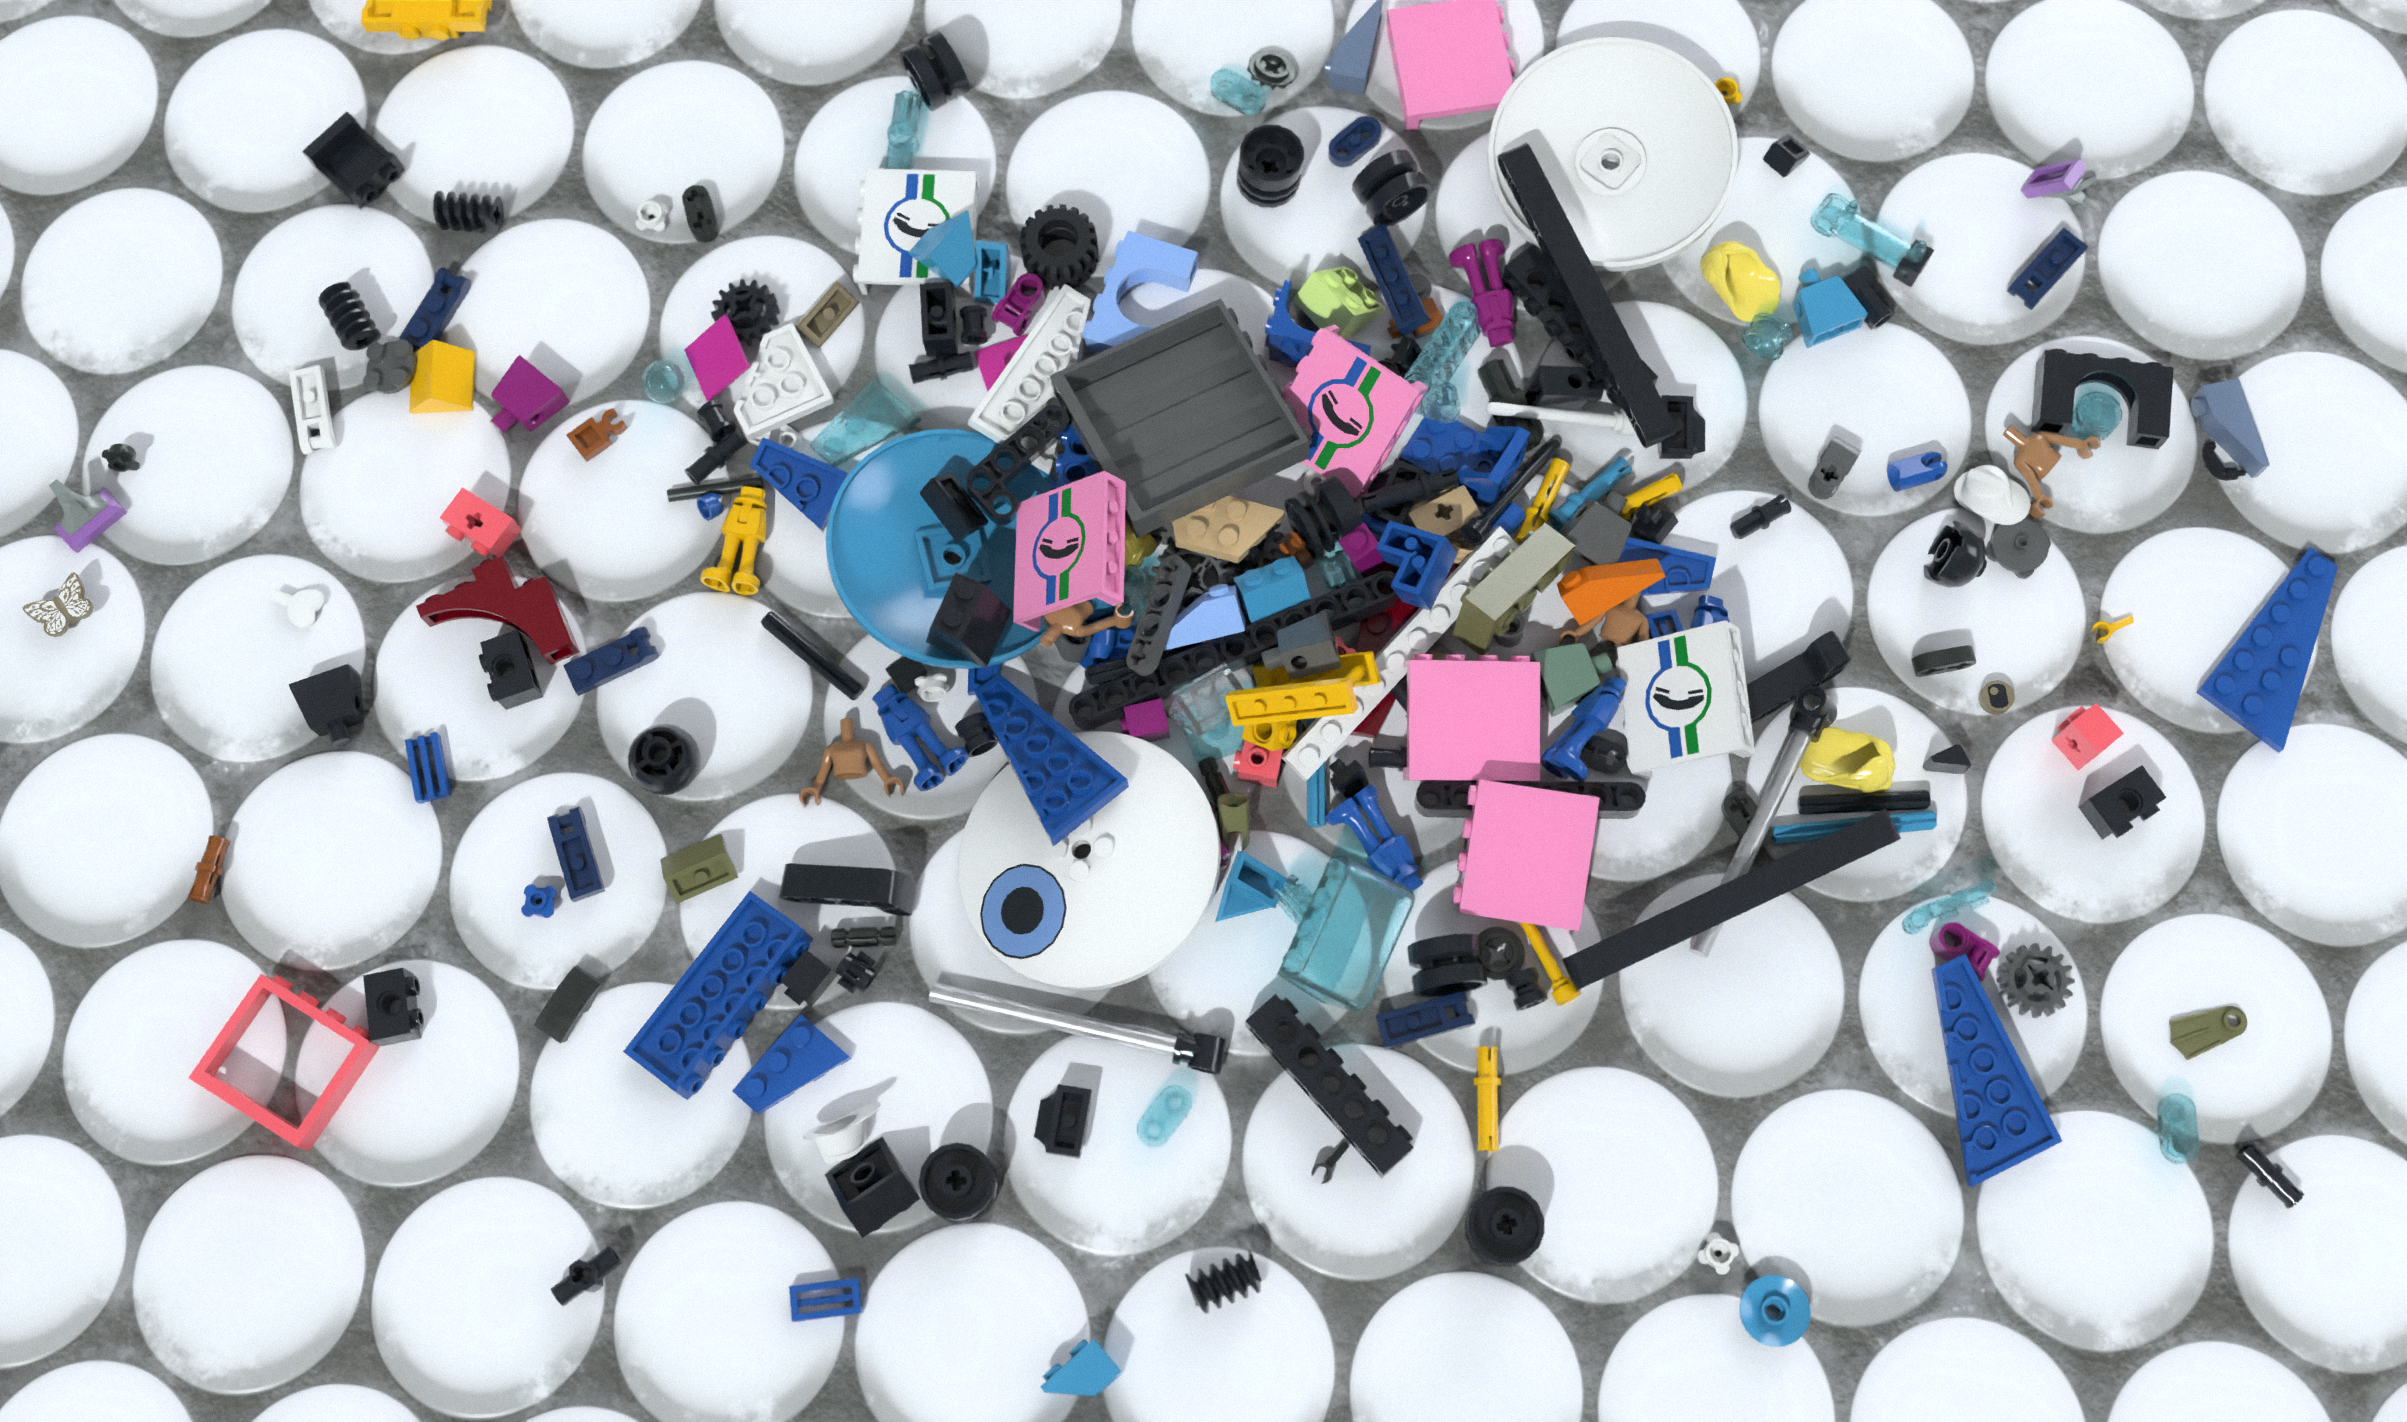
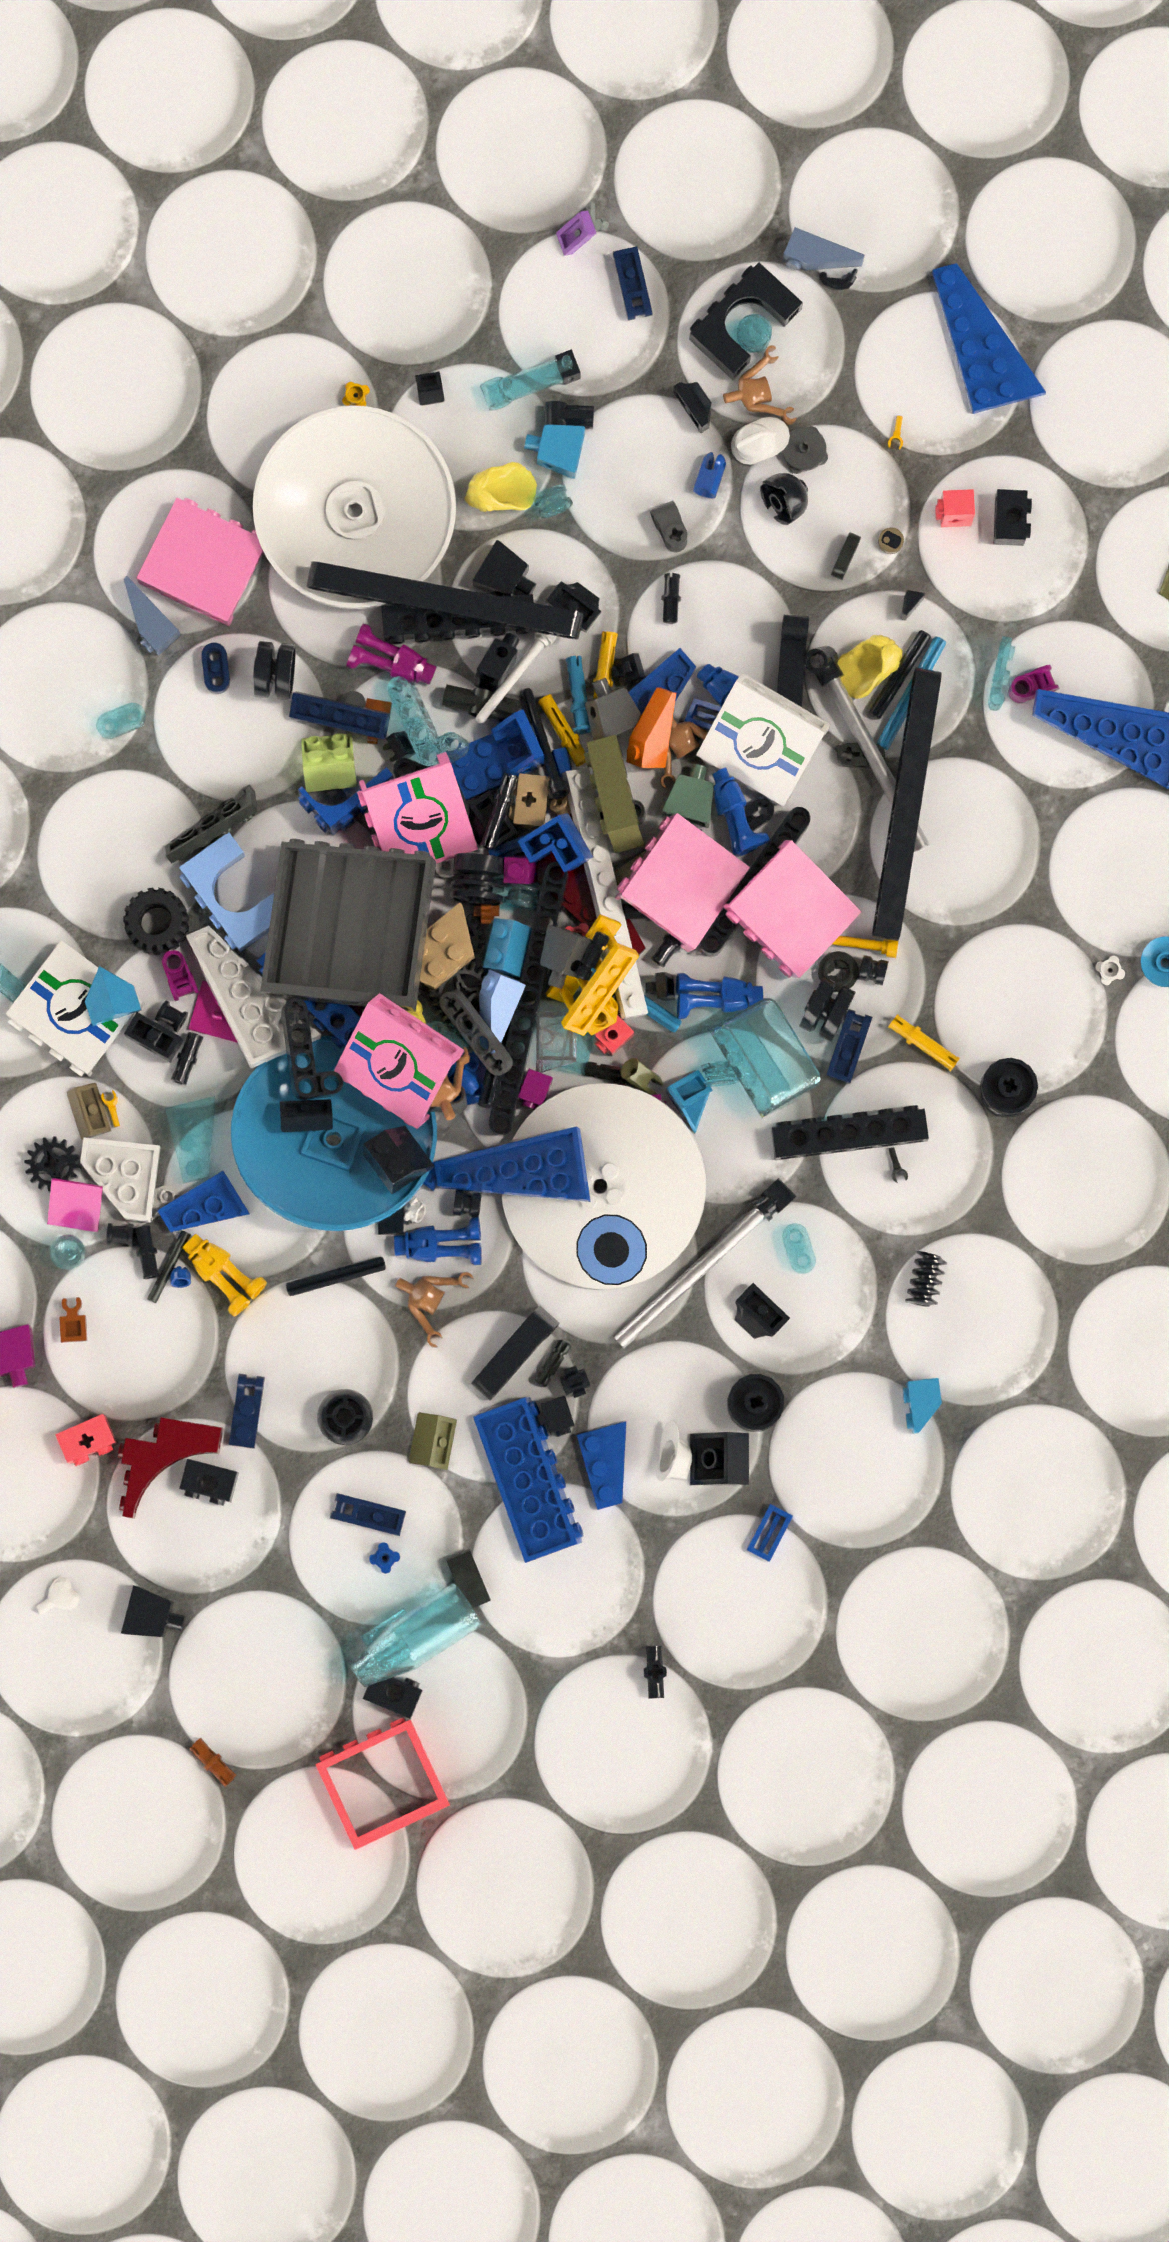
camera: 60 degrees left, 10 degrees up
(422, 742) = (217, 1570): blue tile -> none
(462, 984) = (415, 1636): none -> clear light blue piece
(847, 329) = (112, 1108): none -> yellow hand
(991, 271) = (143, 979): dark azure slope -> none
(1199, 239) = (213, 825): none -> pearl dark grey wing
(1270, 165) = (201, 725): black wheel -> none
(1272, 62) = (112, 682): pearl dark grey gear -> none
(1322, 670) = (592, 955): none -> black axle
(1658, 337) = (503, 573): none -> black torso
(1977, 406) = (695, 403): none -> black slope
(2046, 987) = (1079, 646): dark grey gear -> none

